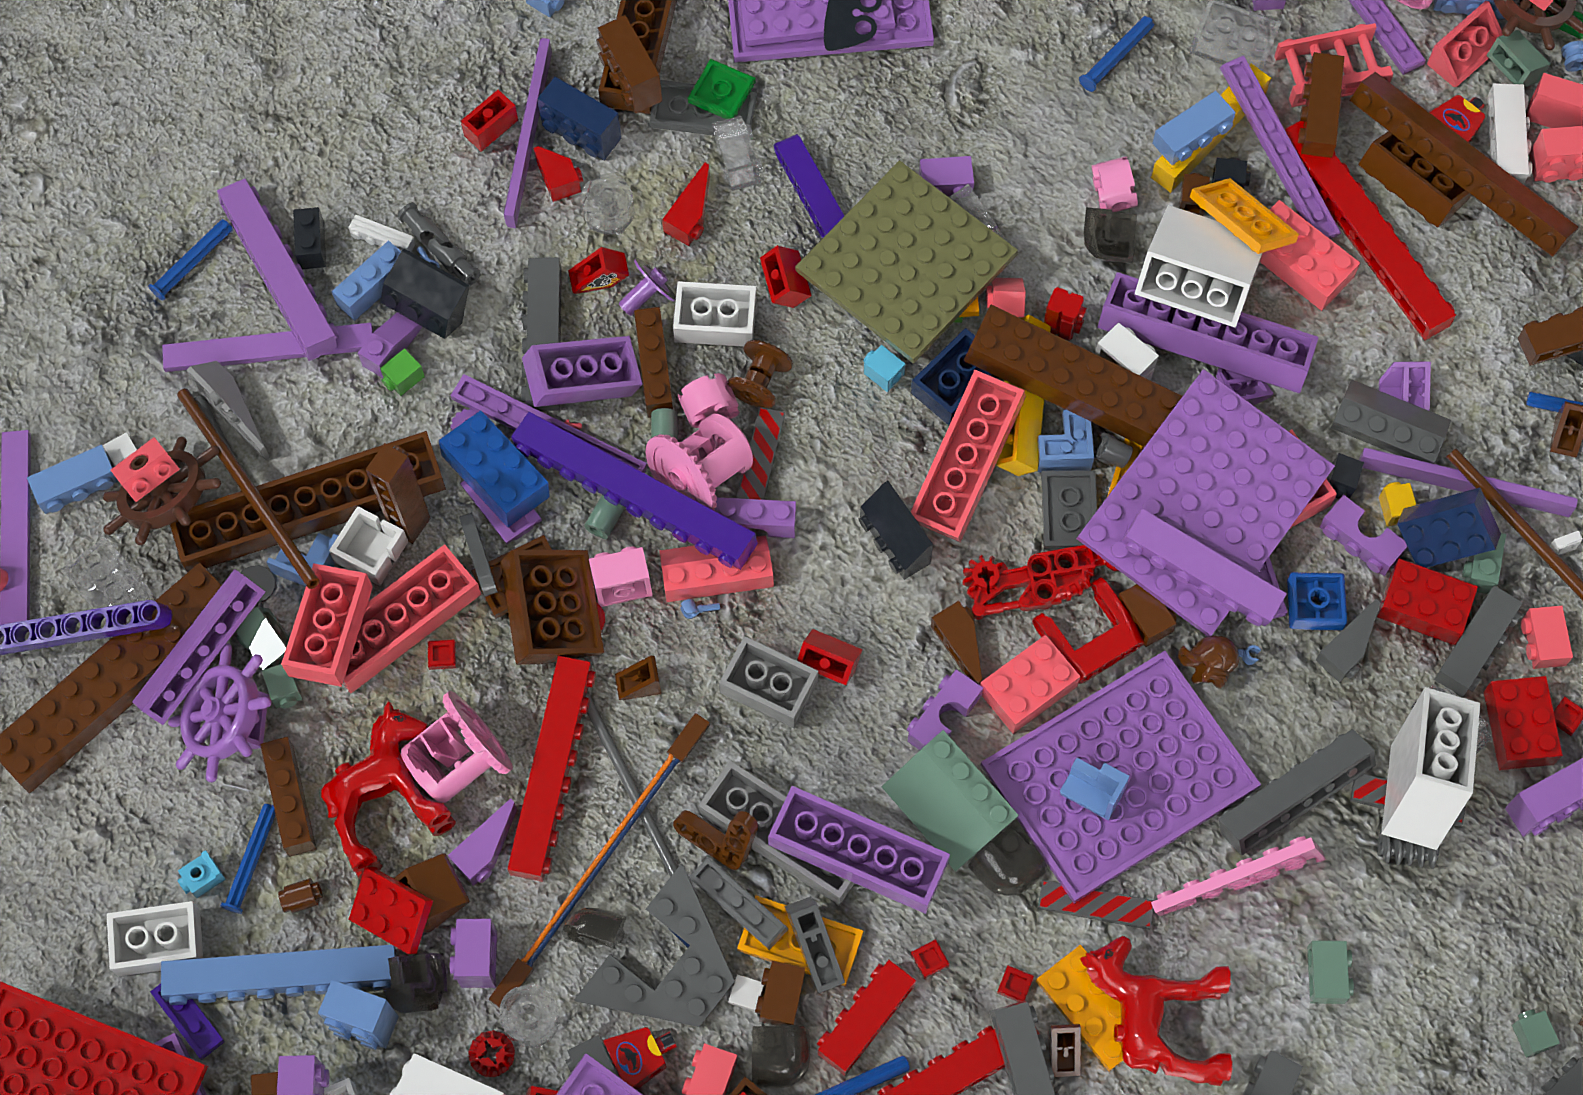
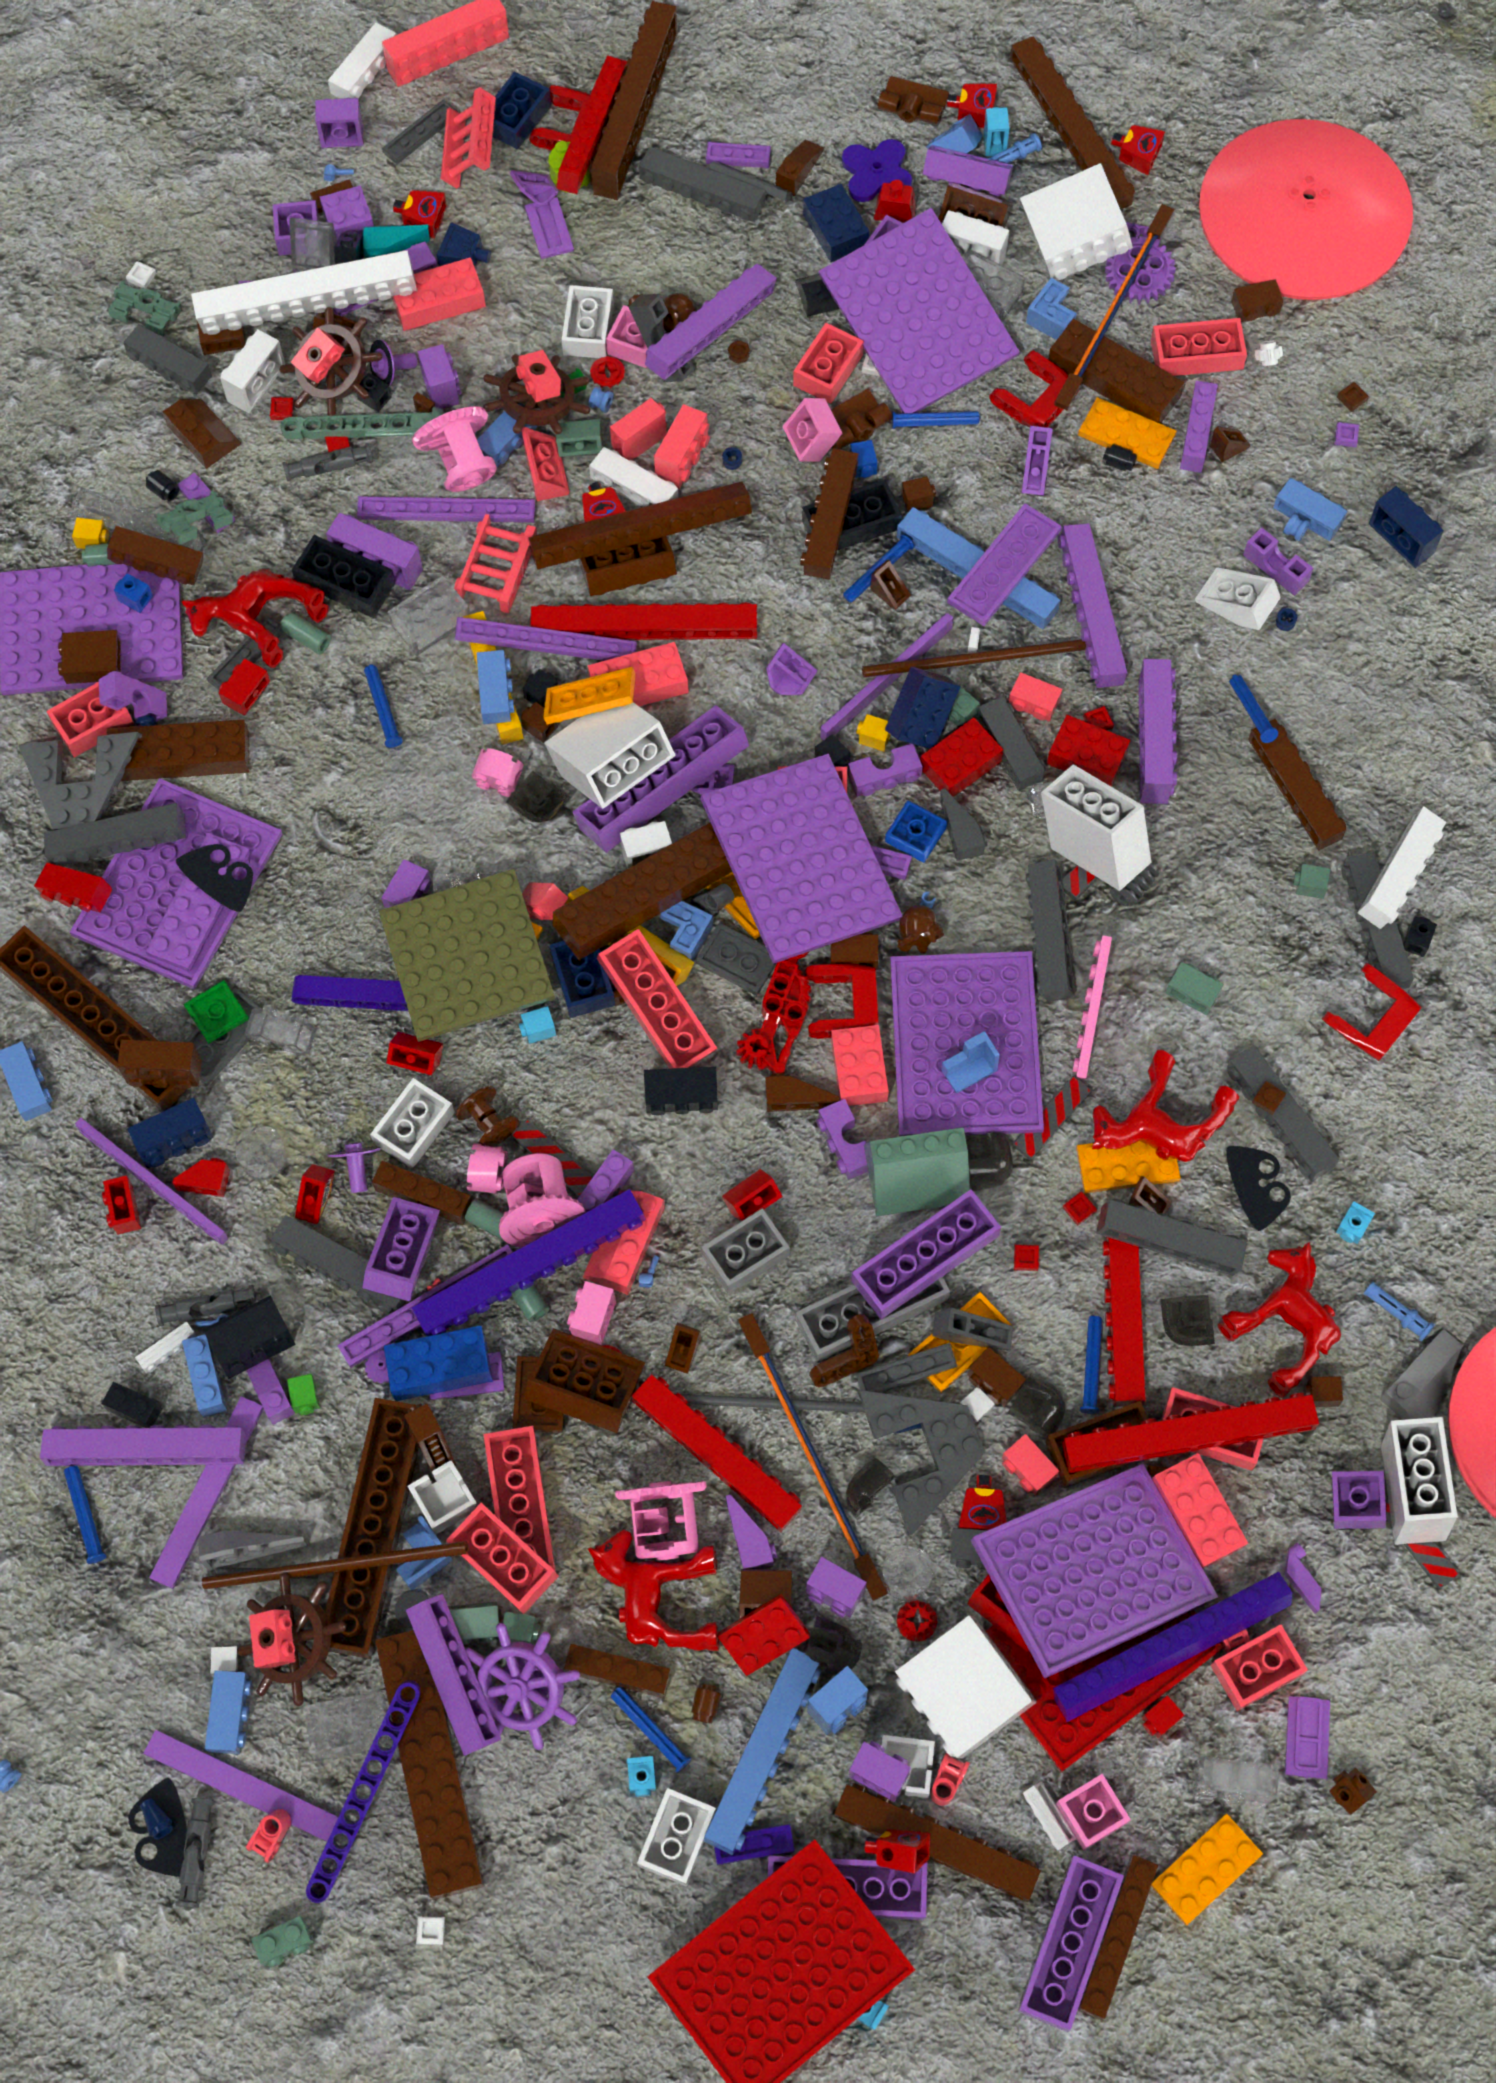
camera: 60 degrees left, 0 degrees up
(441, 654) = (567, 1490): red tile -> none
(478, 554) = (505, 1414): dark grey beam -> none
(687, 214) = (307, 1093): red slope -> none
(866, 1017) = (1046, 1326): red brick -> none
(1065, 313) = (581, 868): red brick -> none
(1203, 568) = (854, 888): medium lavender brick -> none
(1322, 104) = (531, 589): reddish brown brick -> none
(1390, 423) = (810, 699): dark grey slope -> none

